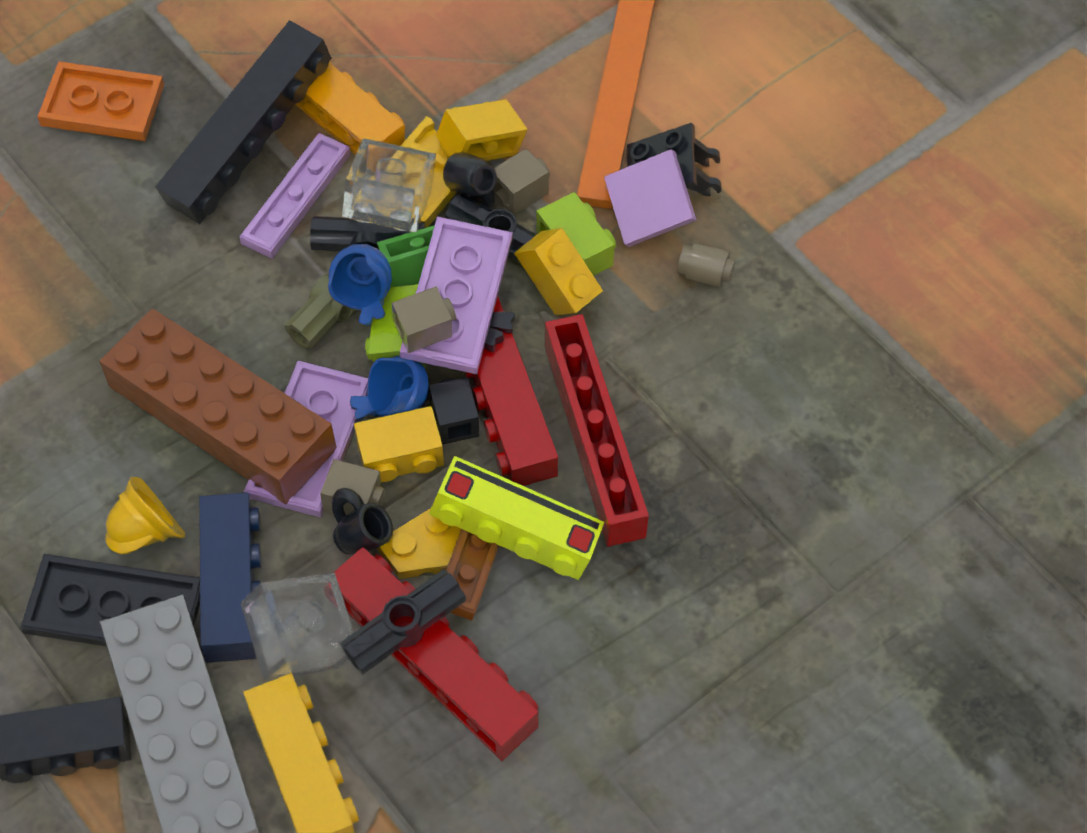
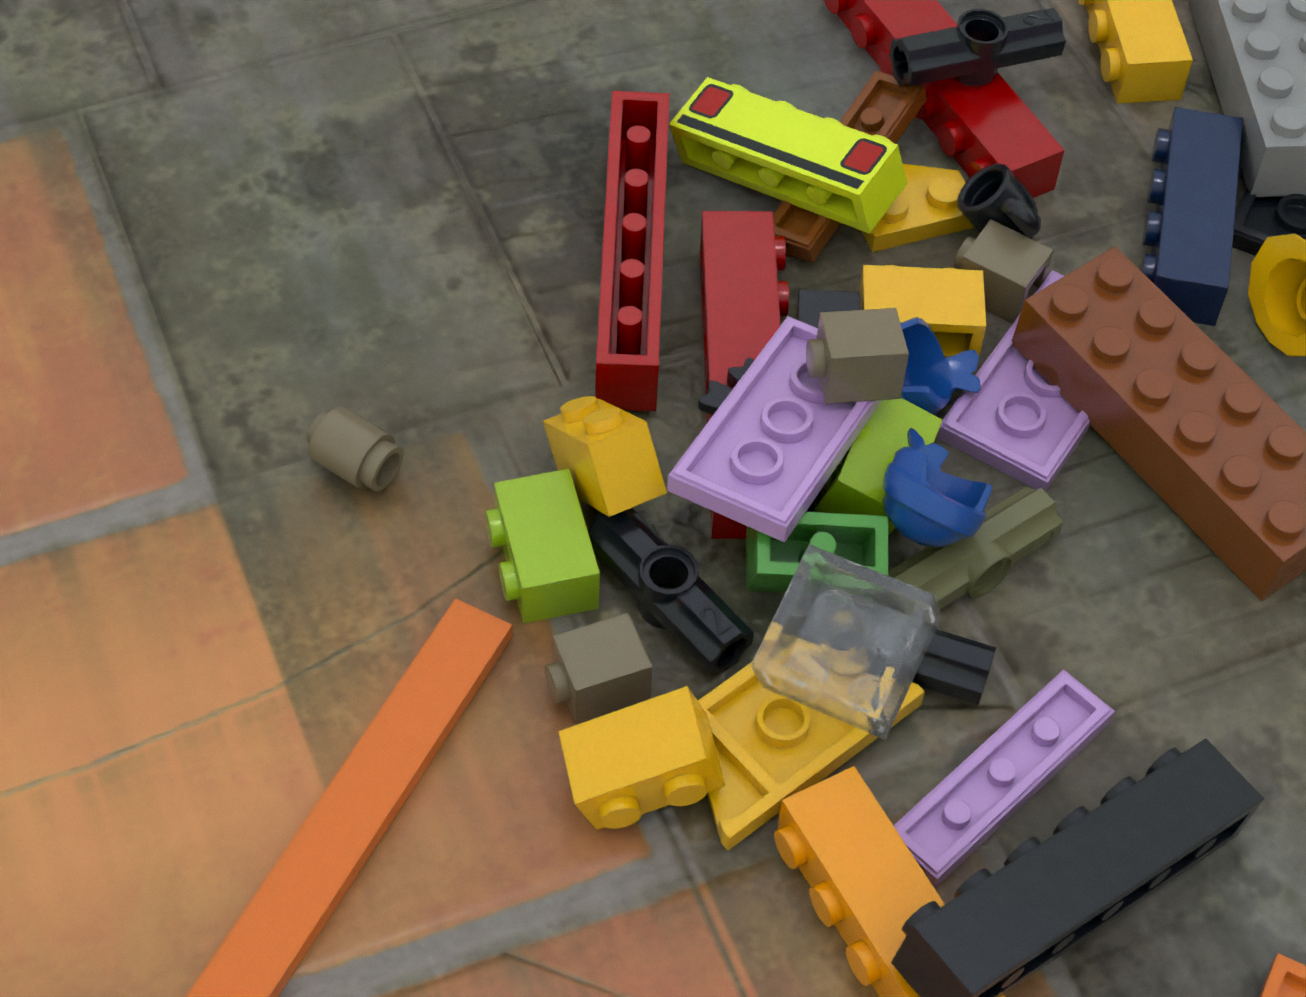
camera: 165 degrees left, 5 degrees down
(297, 625) = (1110, 99): clear brick -> none
(471, 177) = (693, 654): black piece -> none
(650, 198) = (398, 553): lavender tile -> none
(687, 150) = (337, 625): black plate -> none

